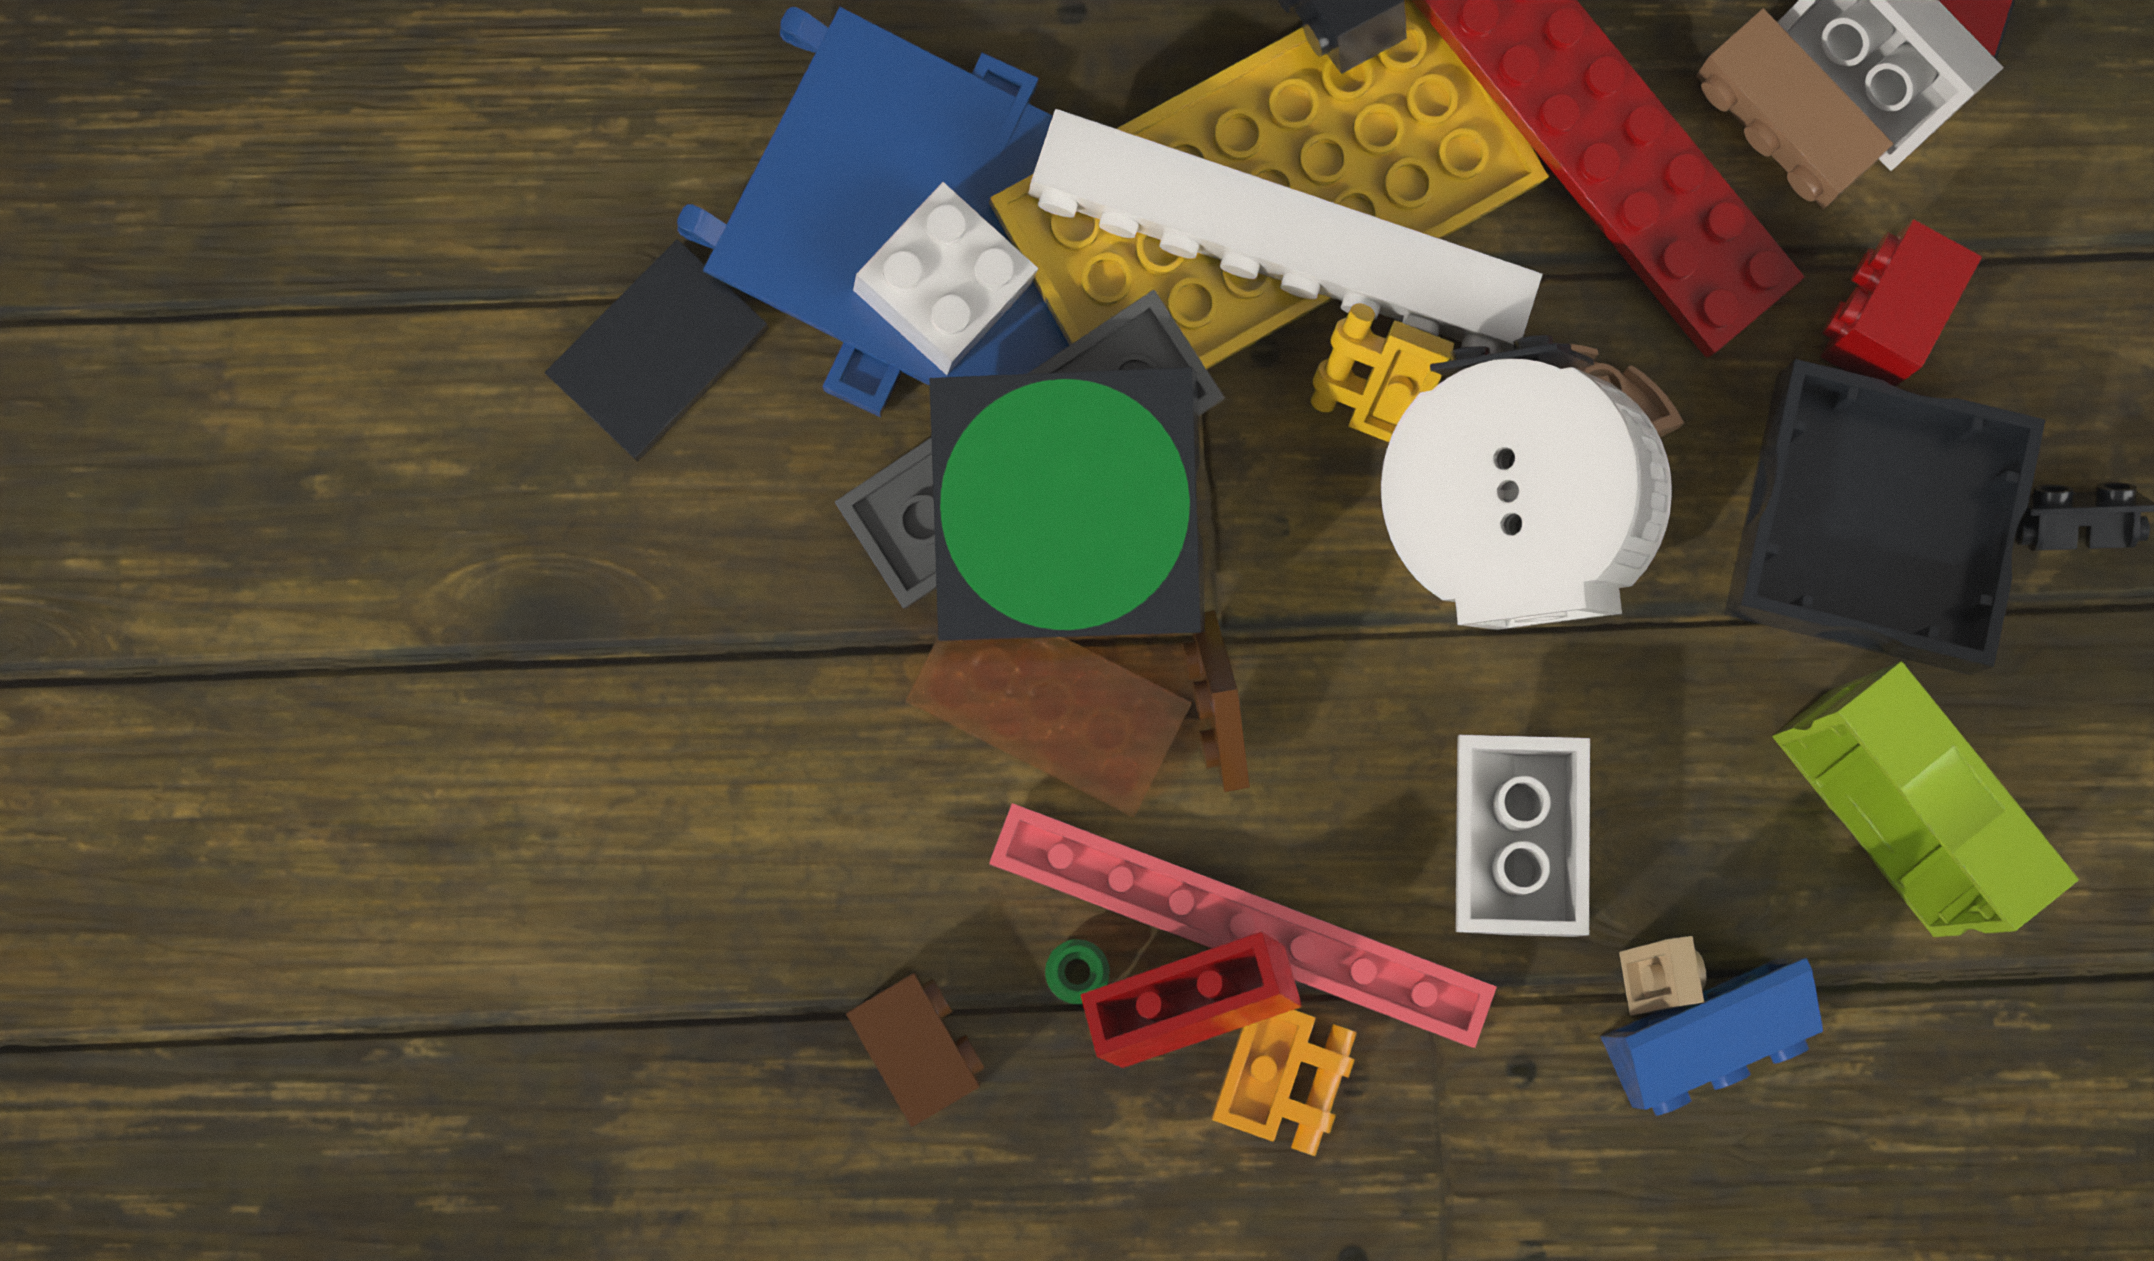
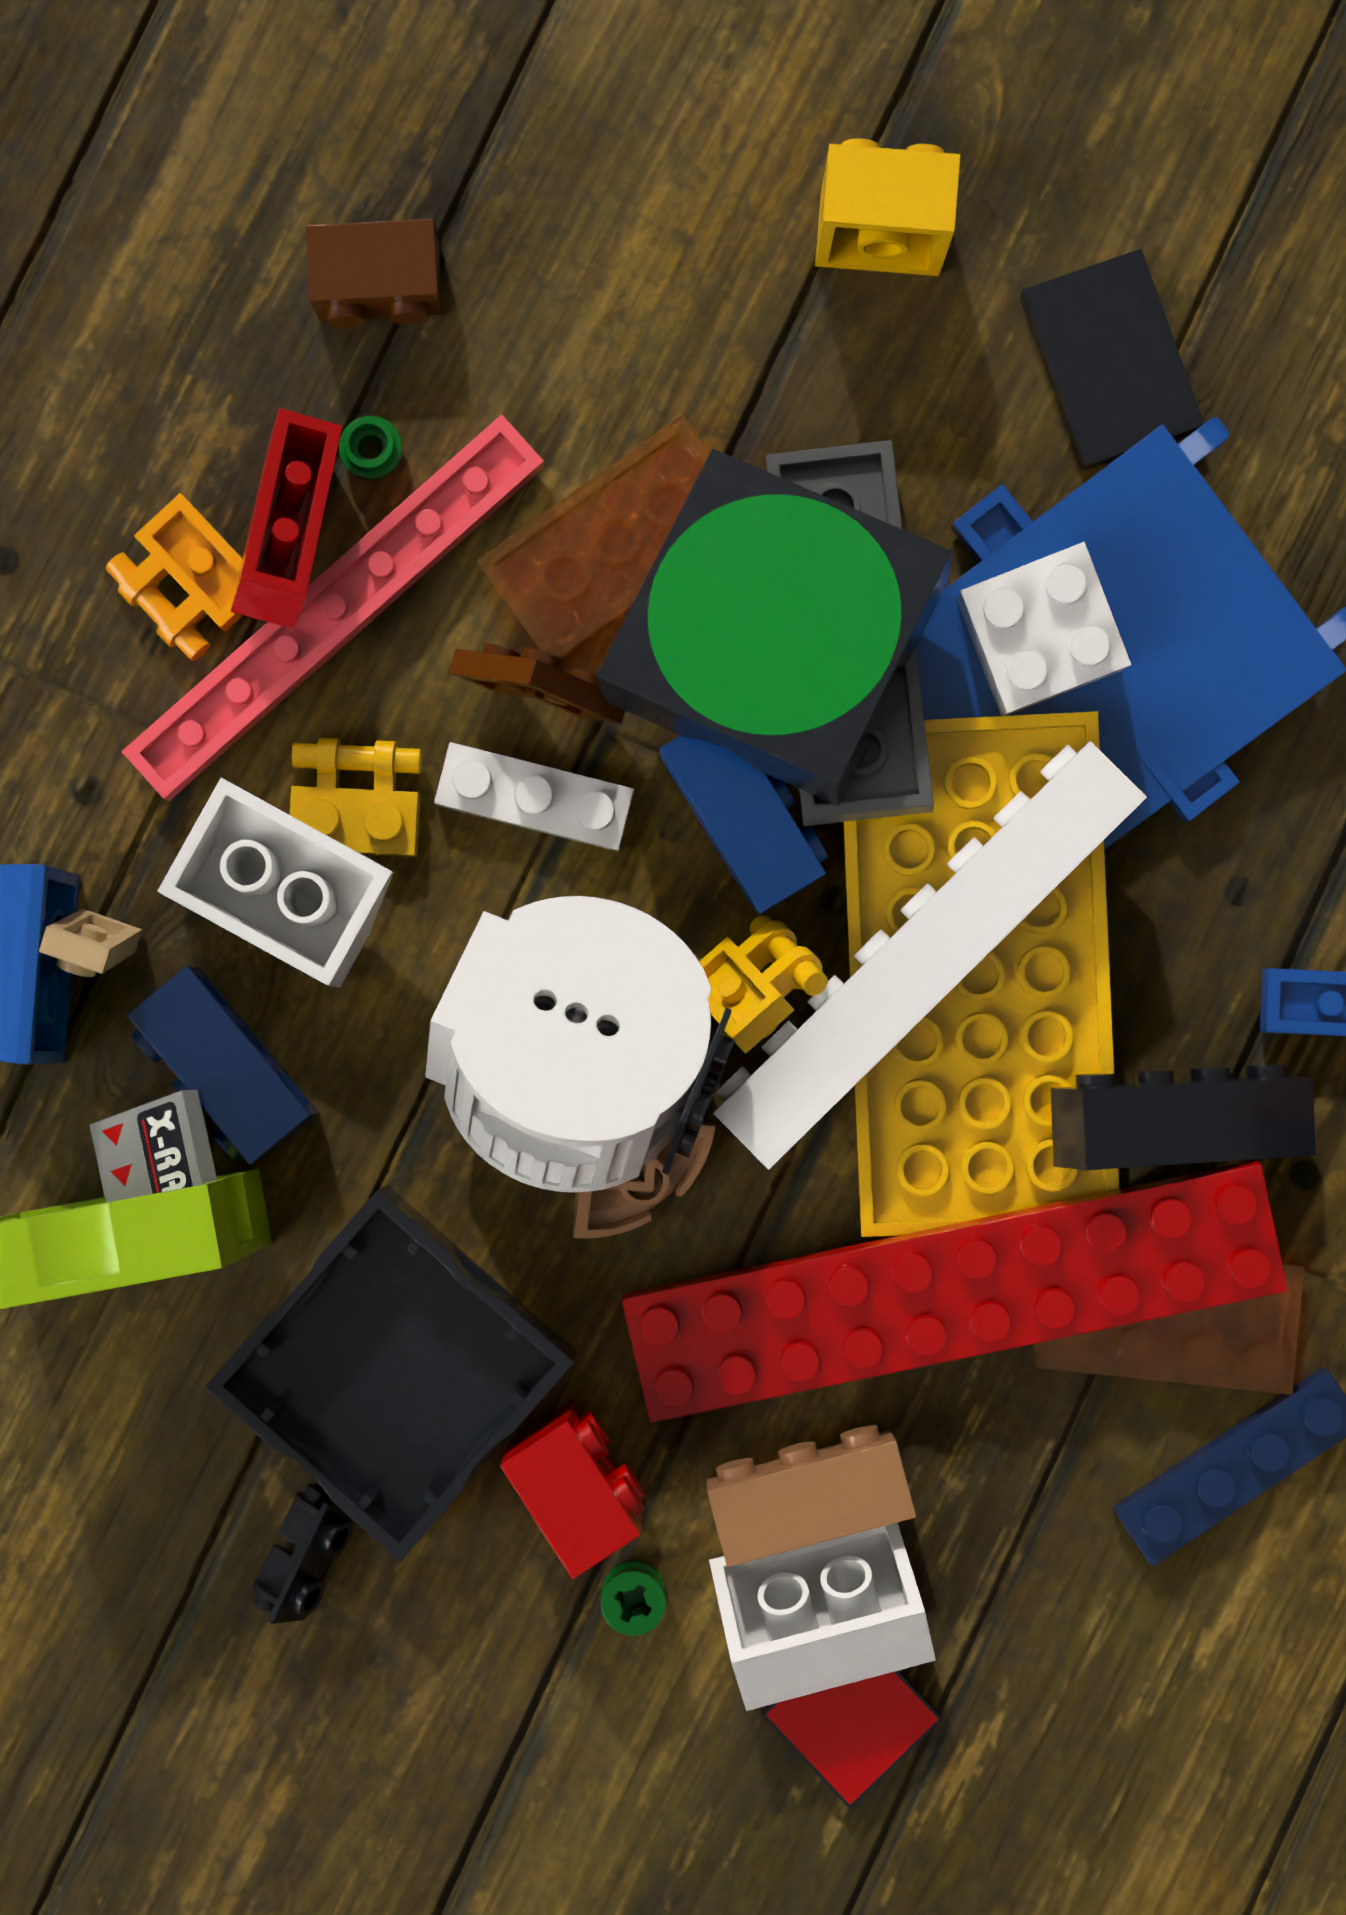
camera: 120 degrees right, 5 degrees up
(630, 606) = (887, 208): none -> yellow brick
(1245, 453) = (746, 821): none -> blue brick
(1314, 660) = (534, 796): none -> white plate
(1418, 808) = (362, 819): none -> yellow plate
(1705, 808) = (225, 1061): none -> dark blue brick
(1828, 812) = (154, 1148): none -> light grey tile
(1946, 218) = (638, 1584): none -> green wheel

